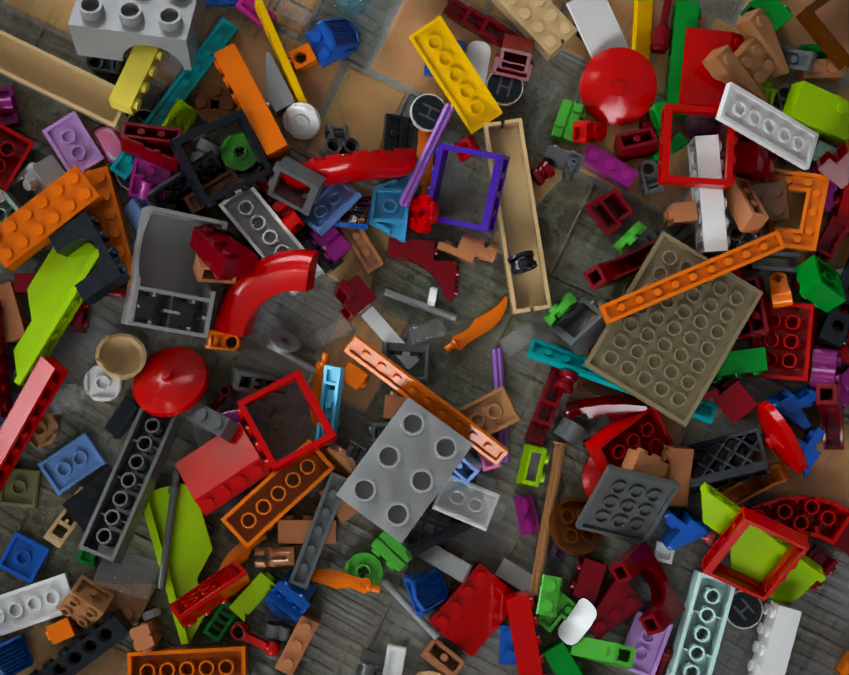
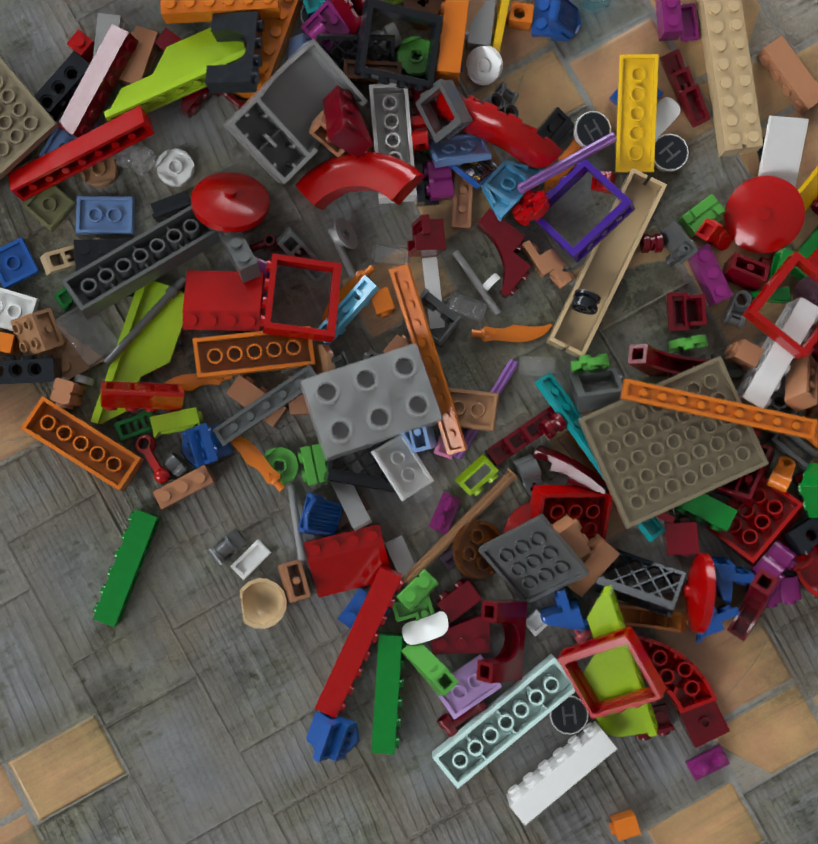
camera: 30 degrees right, 0 degrees up
(121, 356) = (204, 153): tan cylinder -> none
(220, 341) = (294, 198): orange piece -> none
(278, 555) = (219, 405): nougat plate -> none
(514, 58) = (694, 133): dark red plate -> none

